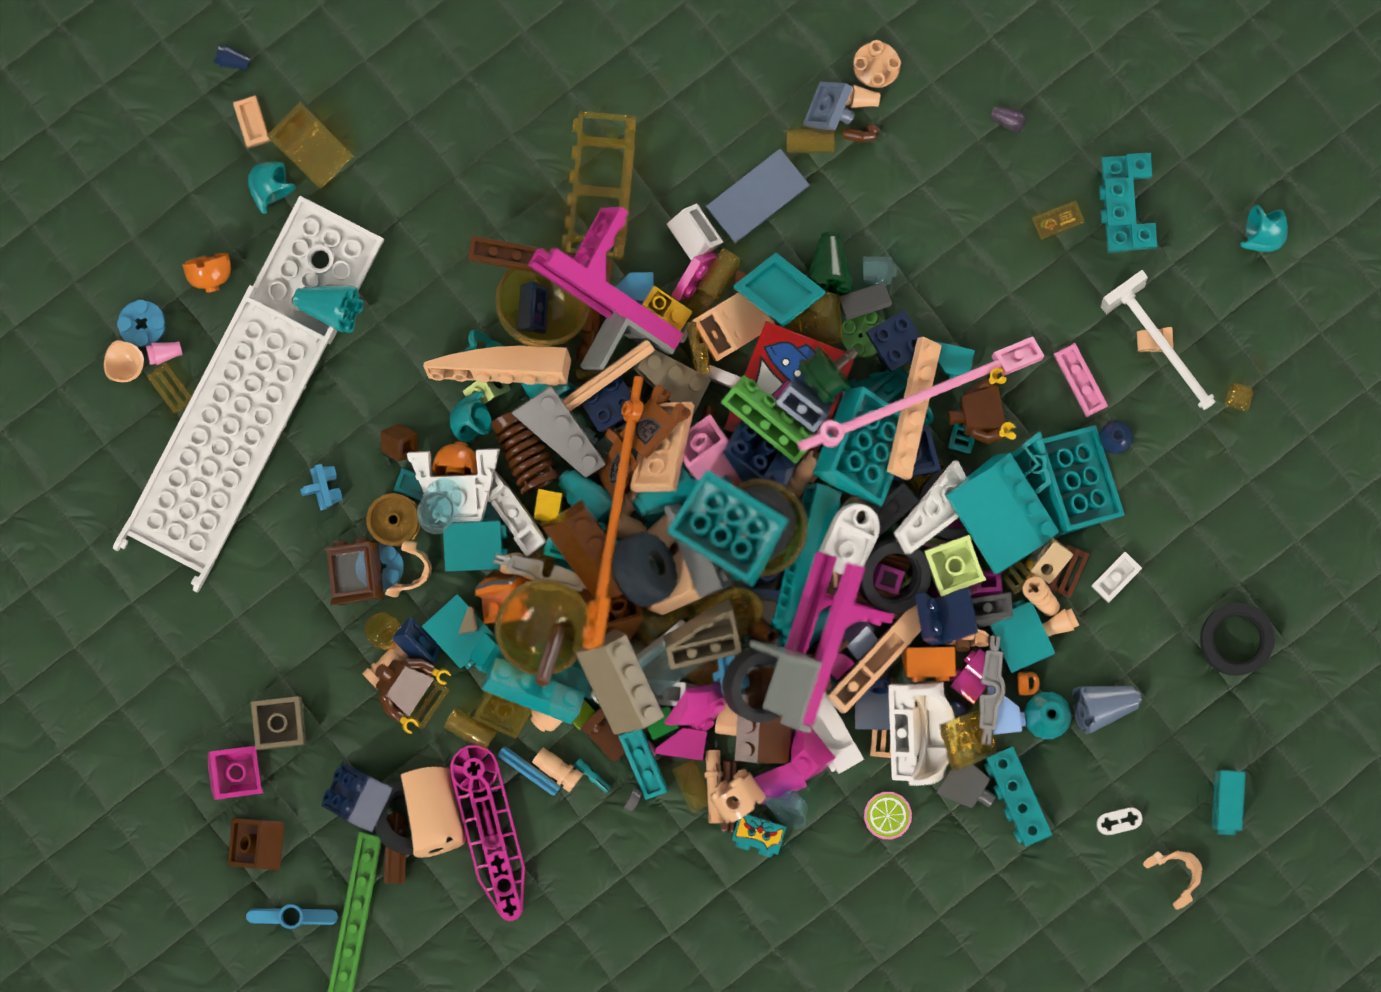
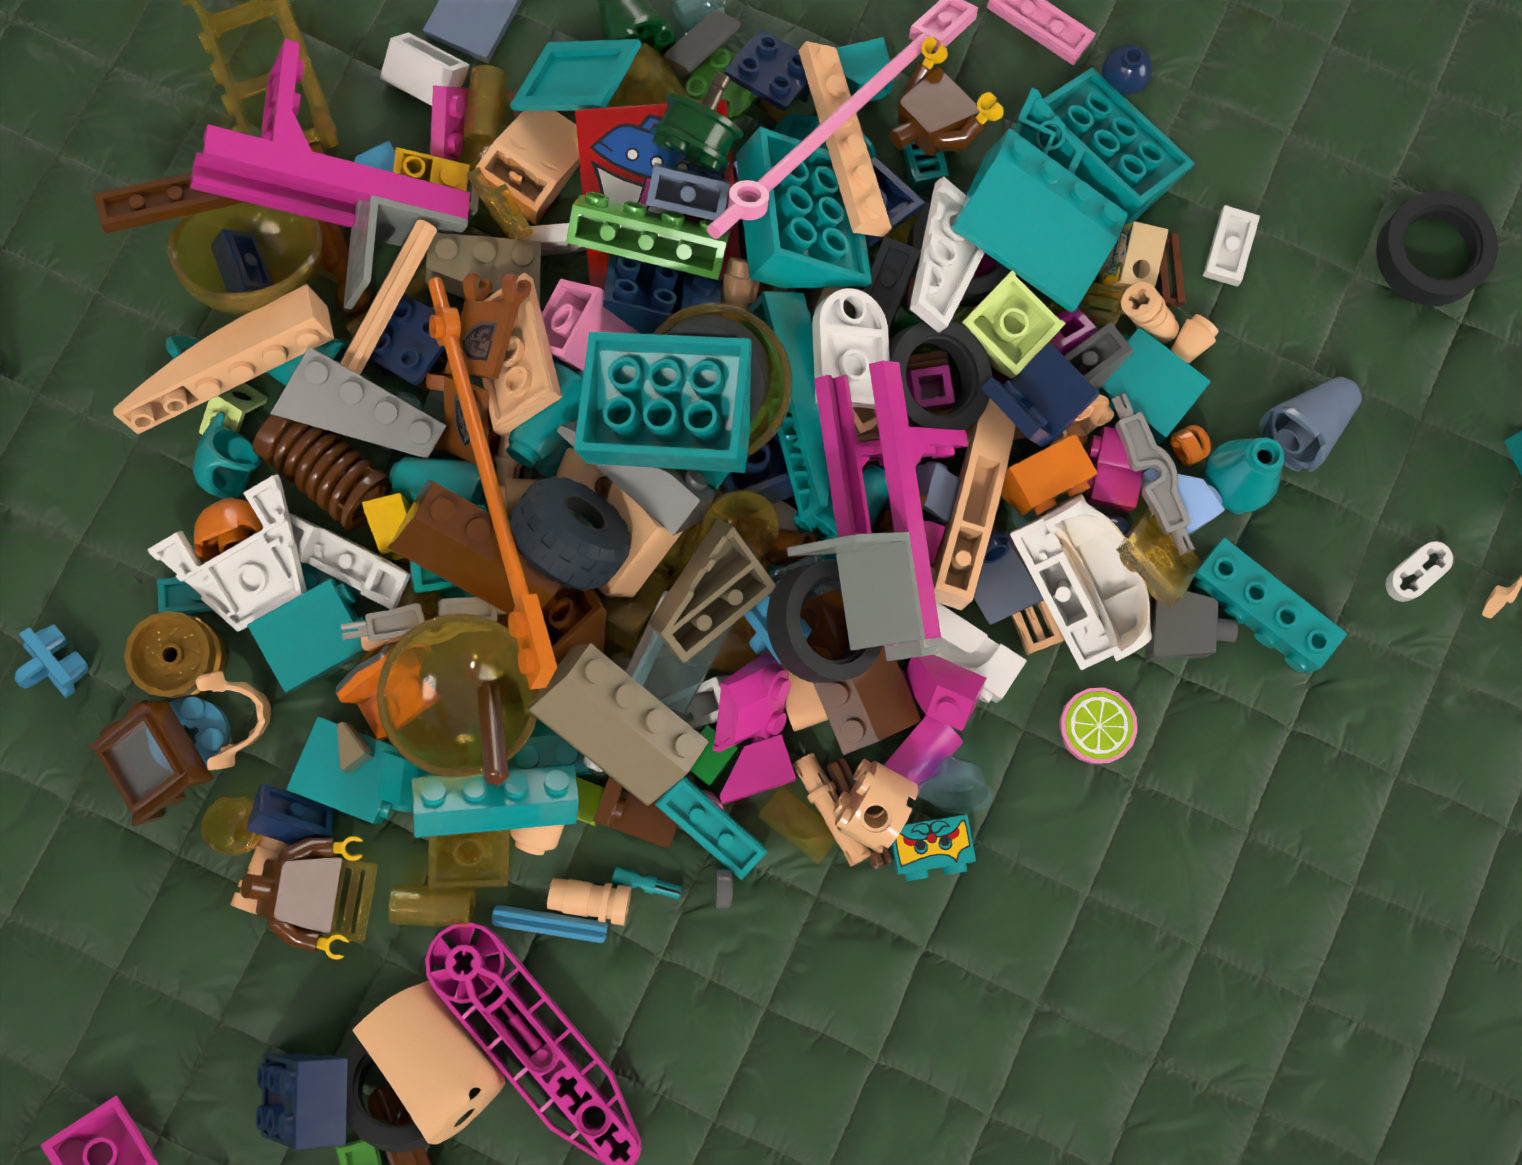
camera: 35 degrees left, 5 degrees down
(278, 723) = (133, 1044): dark tan brick -> none
(398, 441) = (129, 543): reddish brown panel -> none
(439, 506) = (225, 598): clear light blue piece -> none

